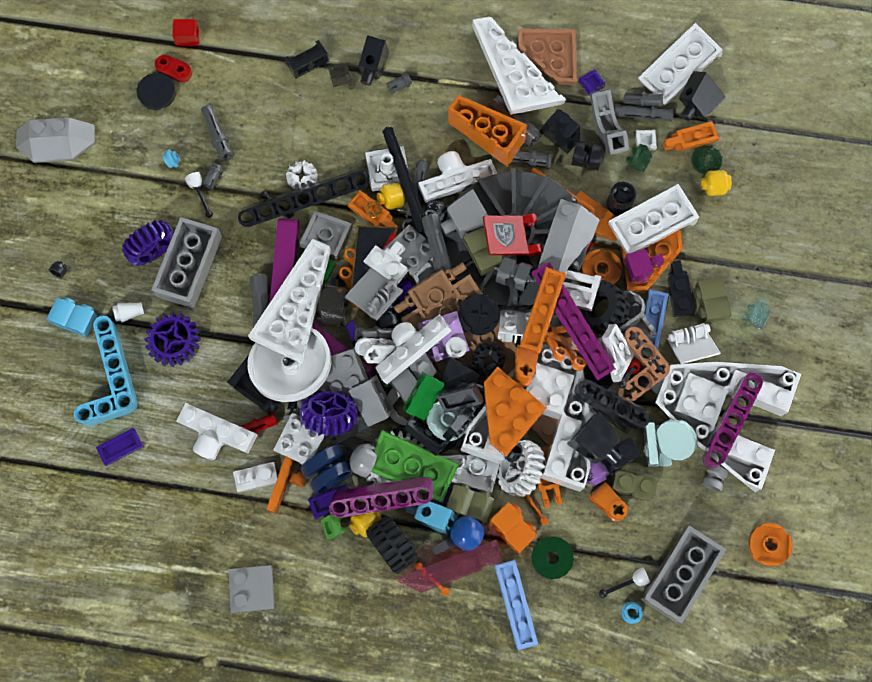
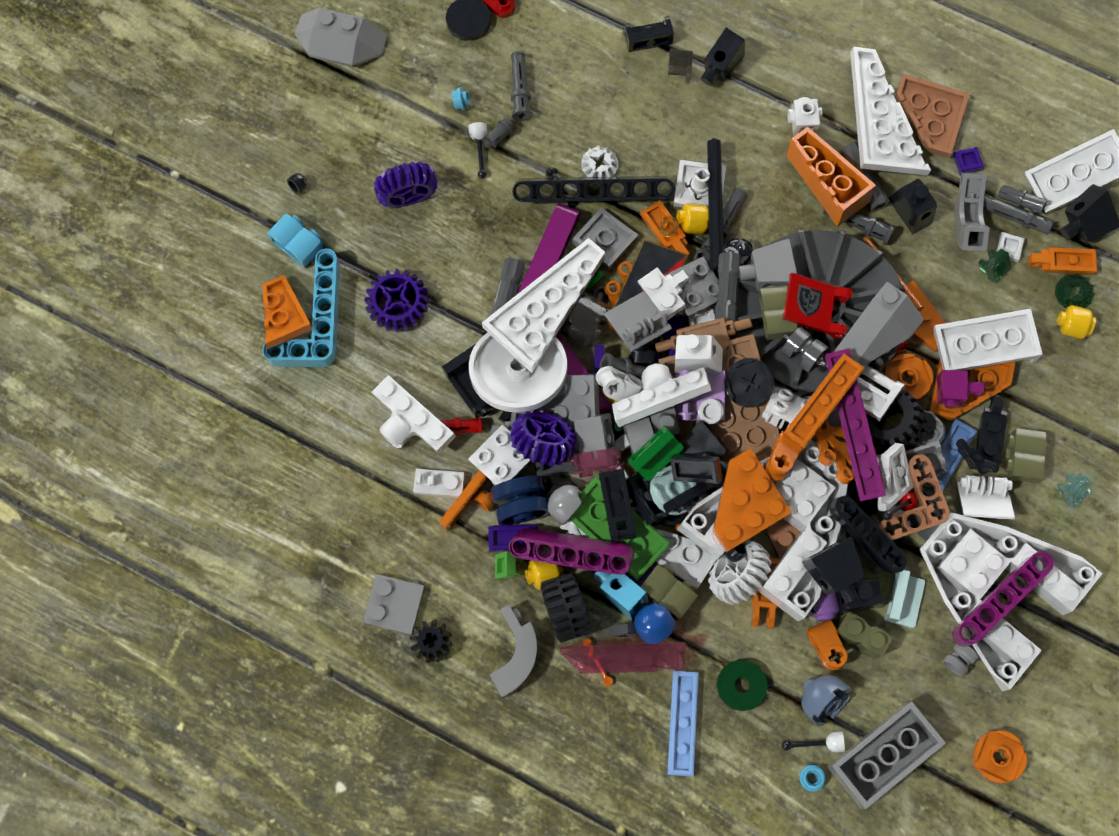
camera: 20 degrees right, 0 degrees up
(81, 380) = (283, 313): none -> orange wing
(119, 446) = (301, 399): dark purple tile -> none
(126, 311) = (357, 253): white cone -> none
(187, 262) = (440, 220): light grey brick -> none
(299, 609) = (423, 636): none -> black gear
(371, 603) = (519, 668): none -> light grey arch
(385, 414) = (586, 464): none -> clear pink hinge
(399, 83) = (744, 93): dark grey pin -> none
(406, 447) = (617, 504): none -> black plate
(430, 303) = (697, 352): none -> white torso
(452, 85) = (805, 114): none -> white brick
(454, 176) = (773, 218): white plate -> none
(483, 350) = (742, 424): black gear -> none
(512, 528) = (706, 635): orange brick -> none
(543, 520) = (745, 640): orange hinge -> none
(587, 155) = (935, 242): black wheel -> none
(620, 545) = (824, 697): none -> sand blue cylinder
(621, 198) = (958, 303): black wheel -> none
(675, 317) = (974, 460): none -> black piece
(676, 439) = (930, 599): light aqua tile -> none

